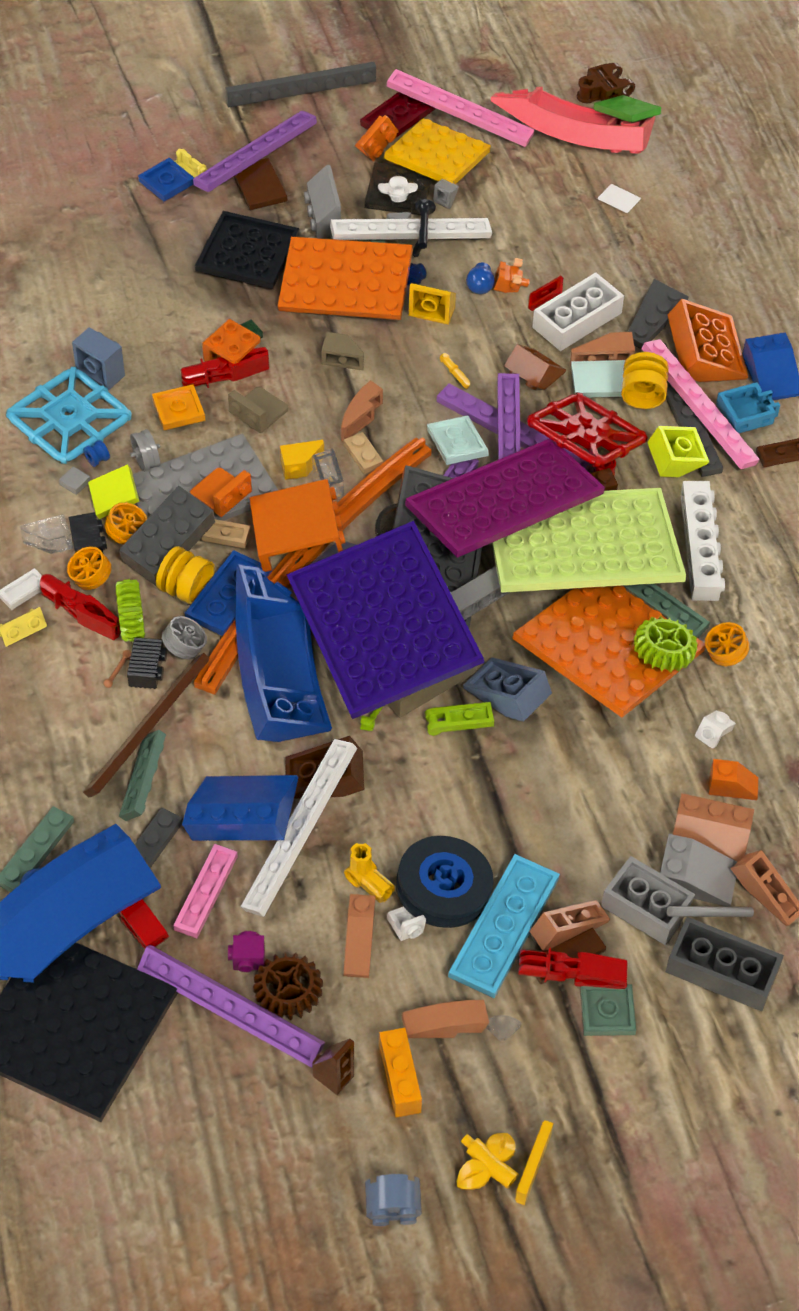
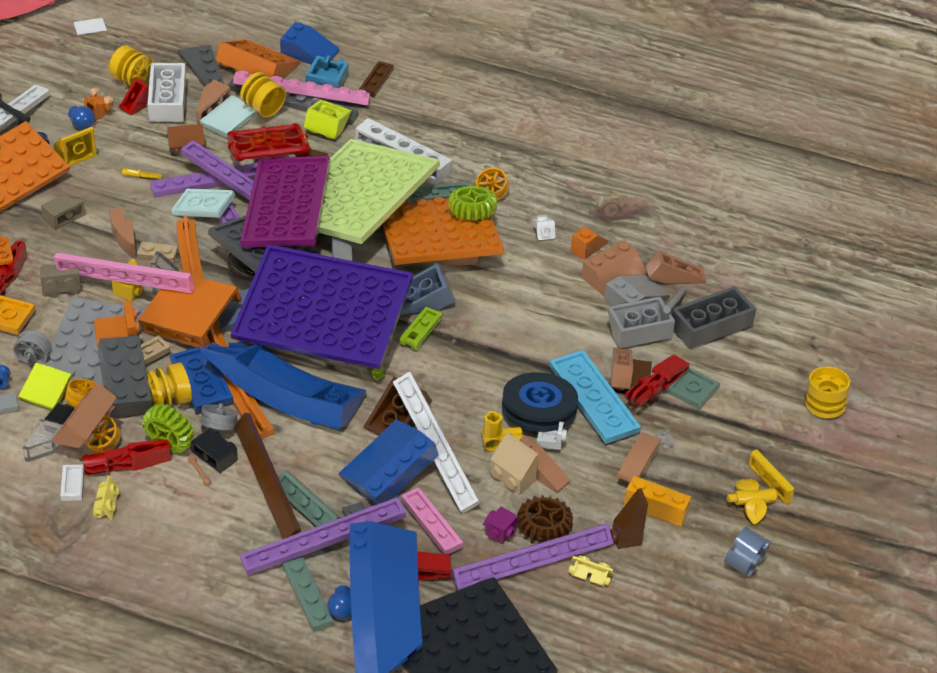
camera: 55 degrees left, 10 degrees down
(78, 542) = (86, 417): none -> nougat slope
(105, 814) = (319, 537): none -> medium lavender plate
(260, 1079) = (599, 571): none -> light yellow hinge
(291, 451) = (126, 273): none -> bright pink plate
(331, 913) = (514, 464): none -> tan slope
(579, 259) = (130, 63): none -> yellow wheel
(709, 1145) = (827, 392): none -> yellow wheel

